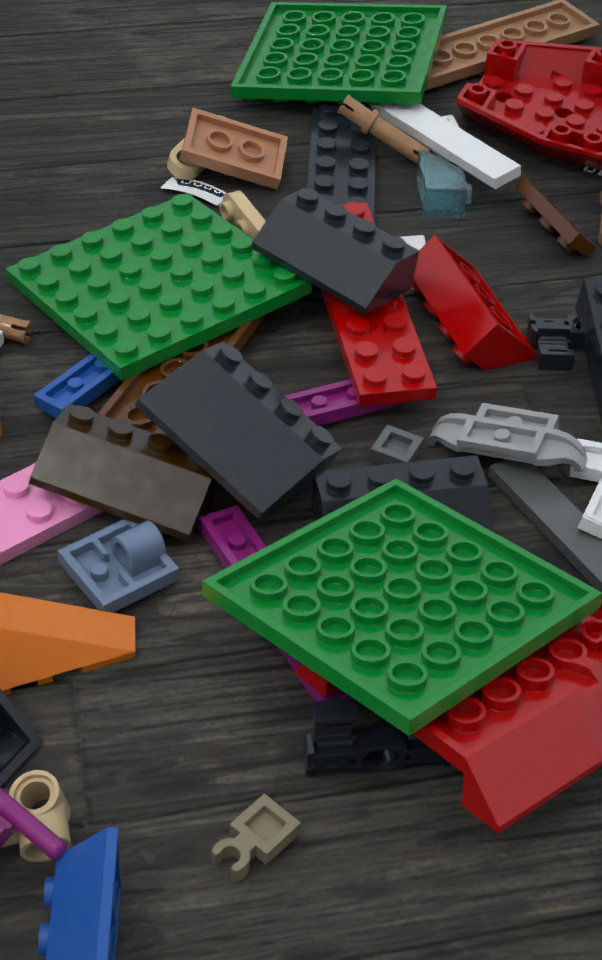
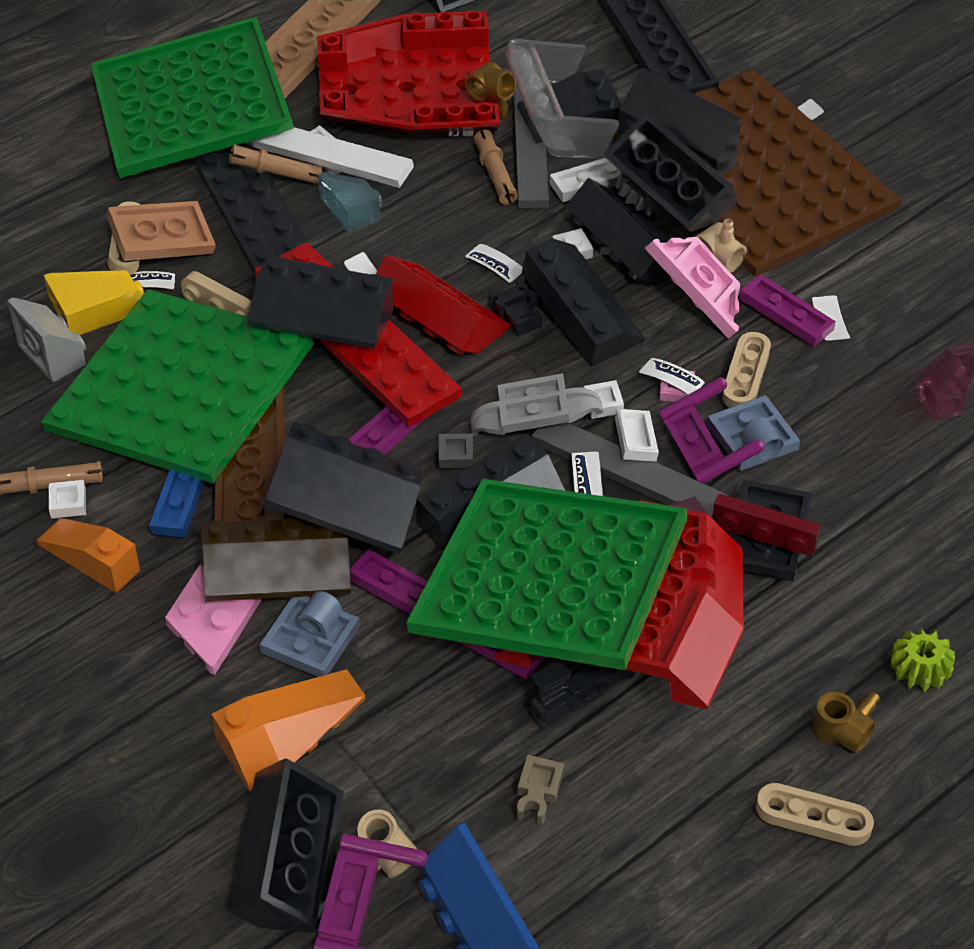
camera: 25 degrees left, 5 degrees up
(62, 198) = (46, 339): none -> light grey slope
(129, 182) = (92, 298): none -> yellow slope
(529, 525) = (587, 473): none -> white sticker
(553, 219) = (456, 195): reddish brown plate -> none
(558, 292) = (496, 262): none -> white sticker

